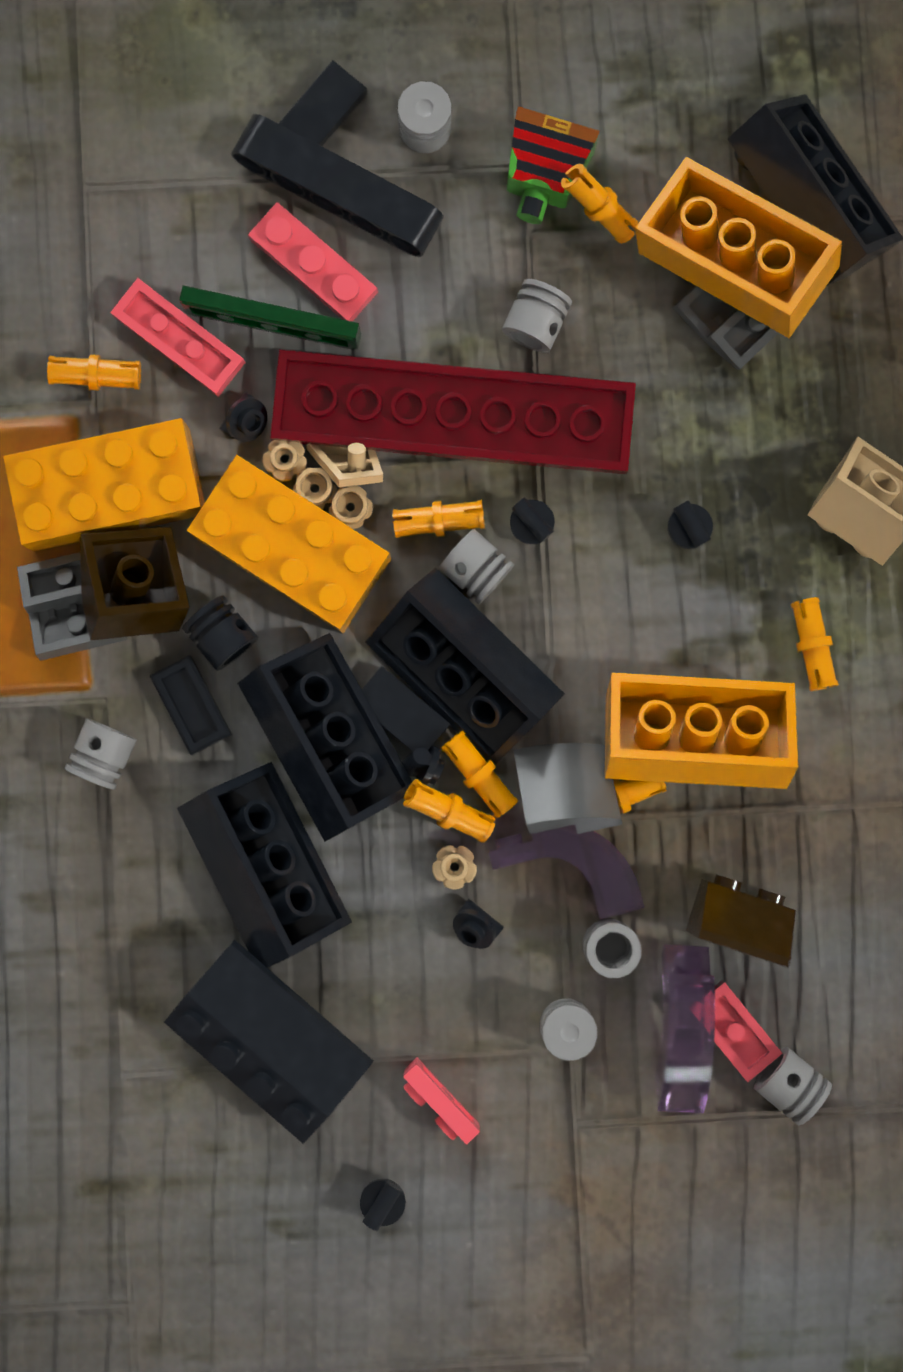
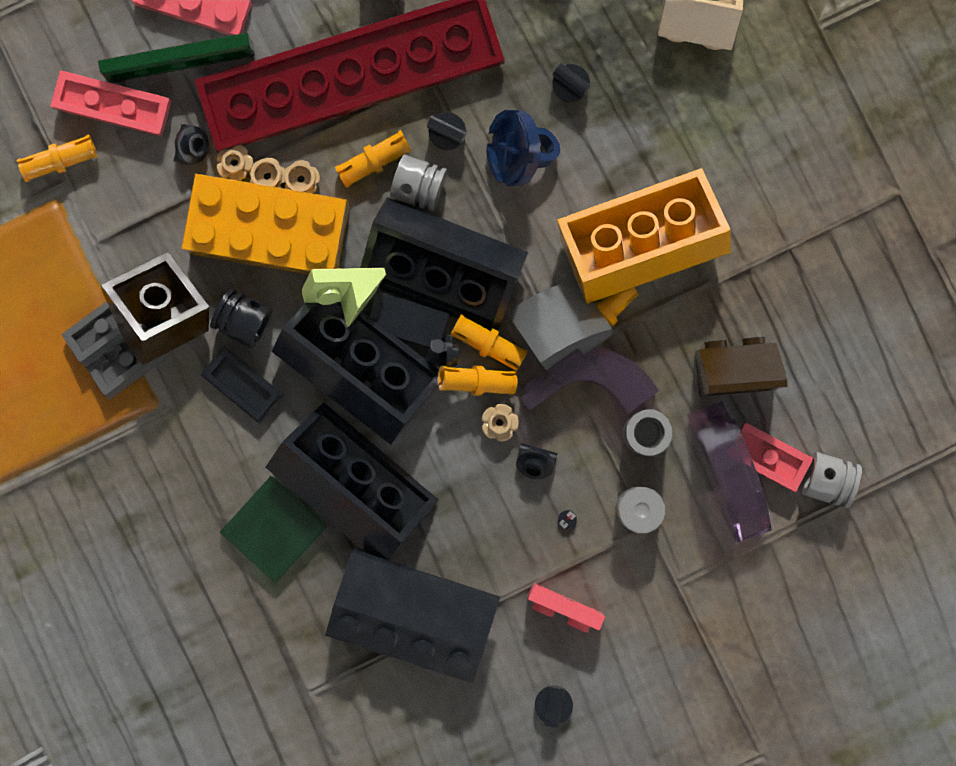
camera: 15 degrees left, 0 degrees up
(100, 754) = (187, 450): light grey piece -> none
(104, 484) = (102, 240): light orange brick -> none
(158, 878) = (273, 529): none -> clear green tile
(348, 465) = (285, 147): tan piece -> none
(351, 648) = (349, 286): none -> yellowish green slope
(483, 1004) = (567, 519): none -> black piece
(600, 573) = (516, 148): none -> dark blue tile
(814, 644) = (705, 133): light orange pin -> none

